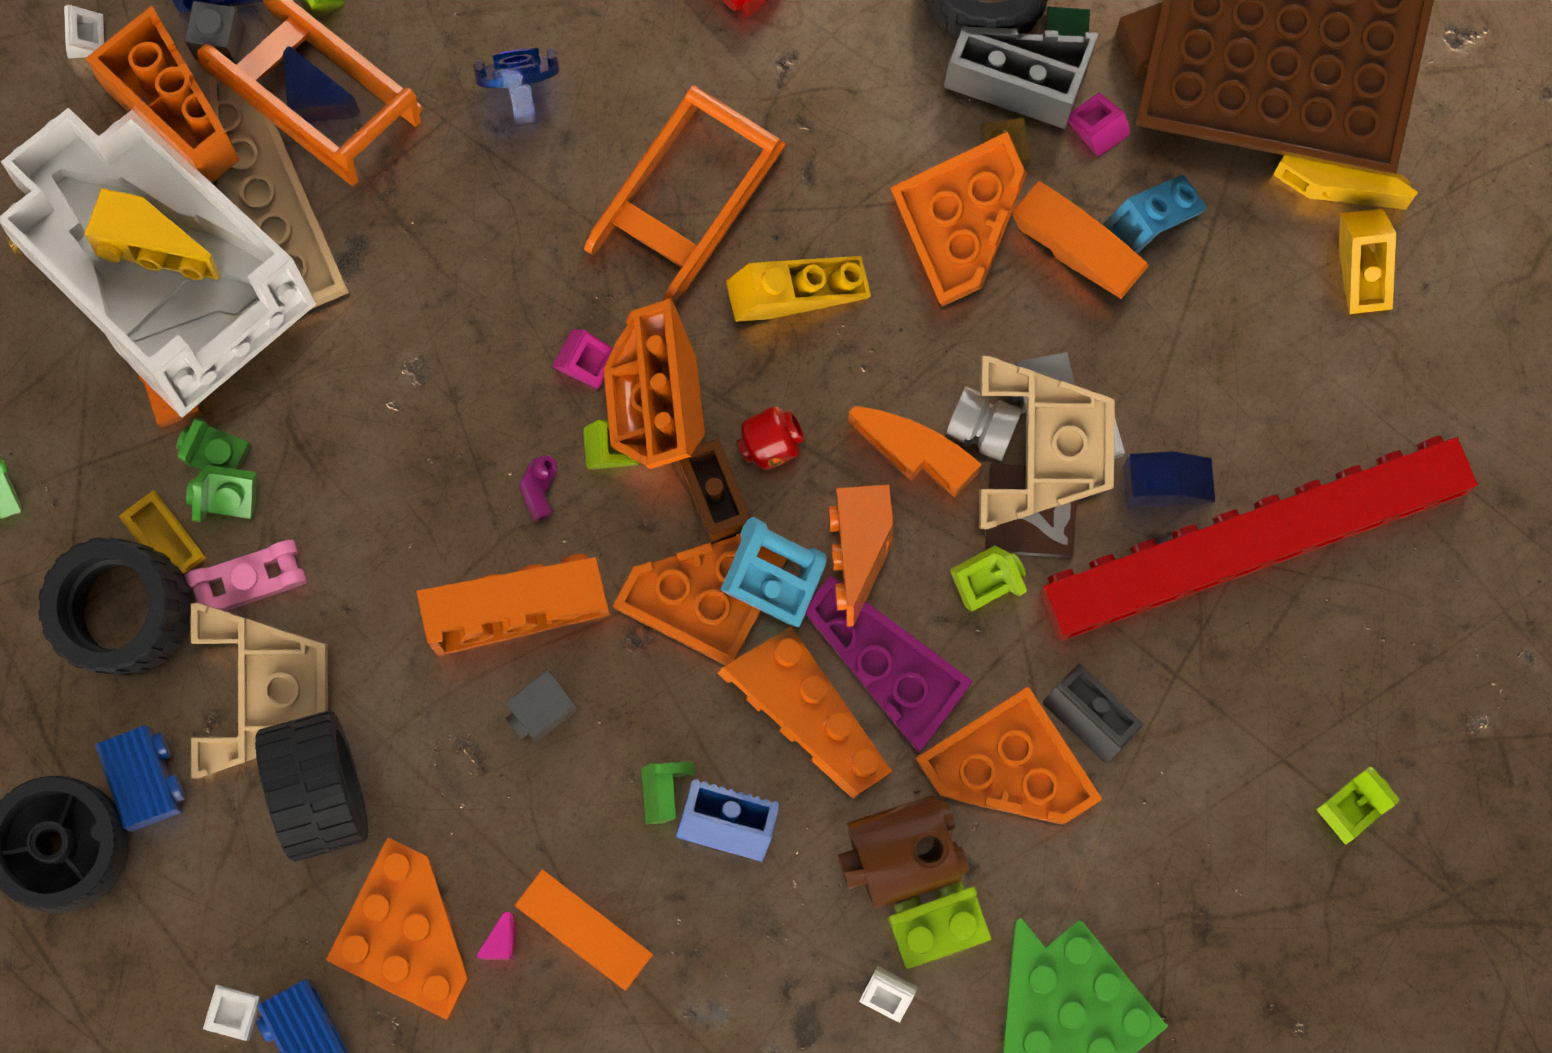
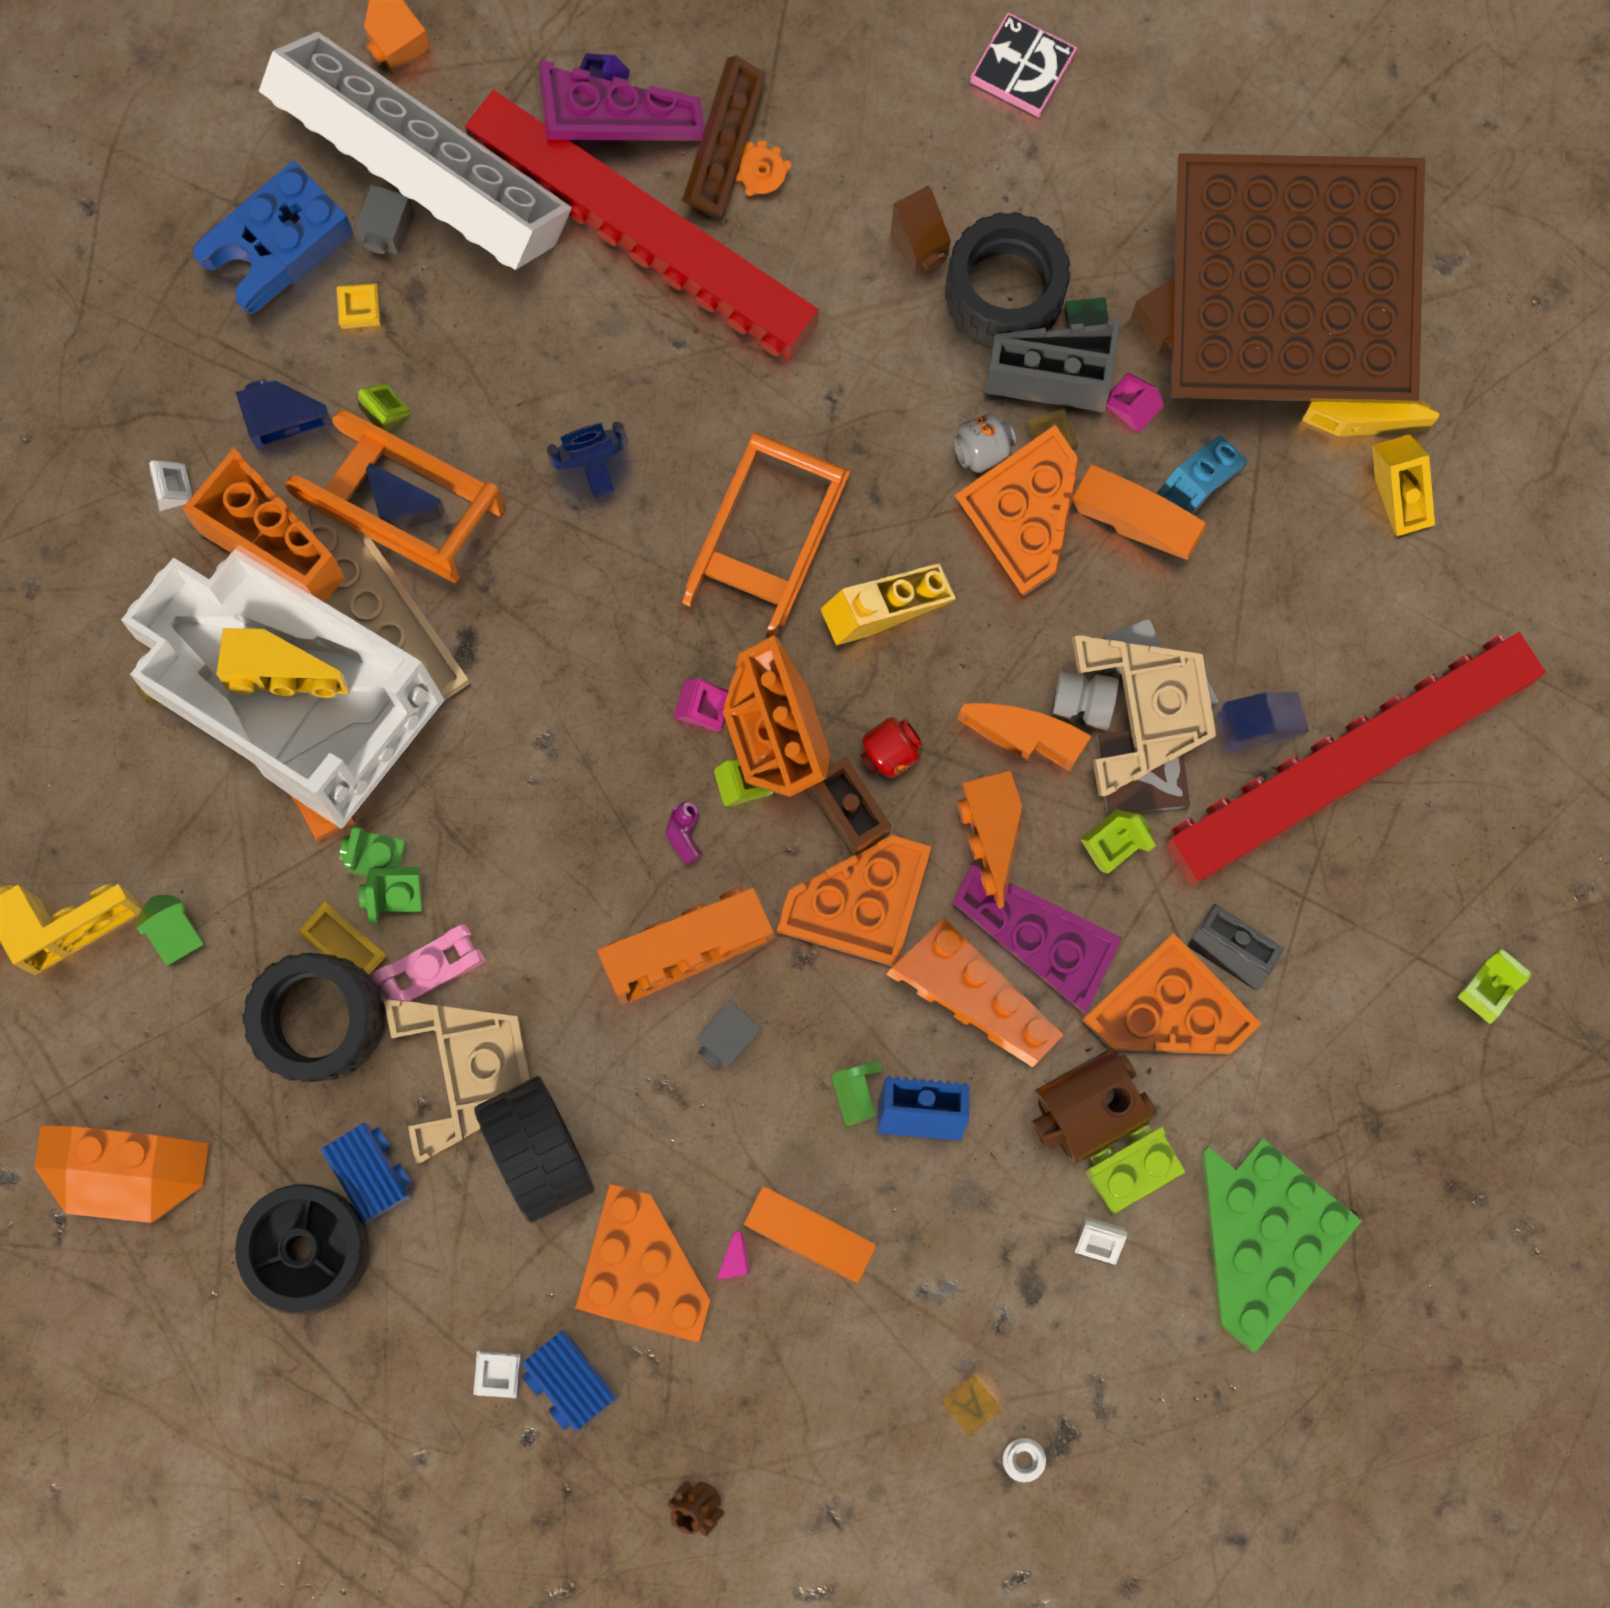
camera: 15 degrees left, 0 degrees up
(215, 26) = (295, 457): dark grey brick -> none
(767, 585) = (917, 884): medium azure plate -> none
(931, 138) = (984, 442): none -> light grey head

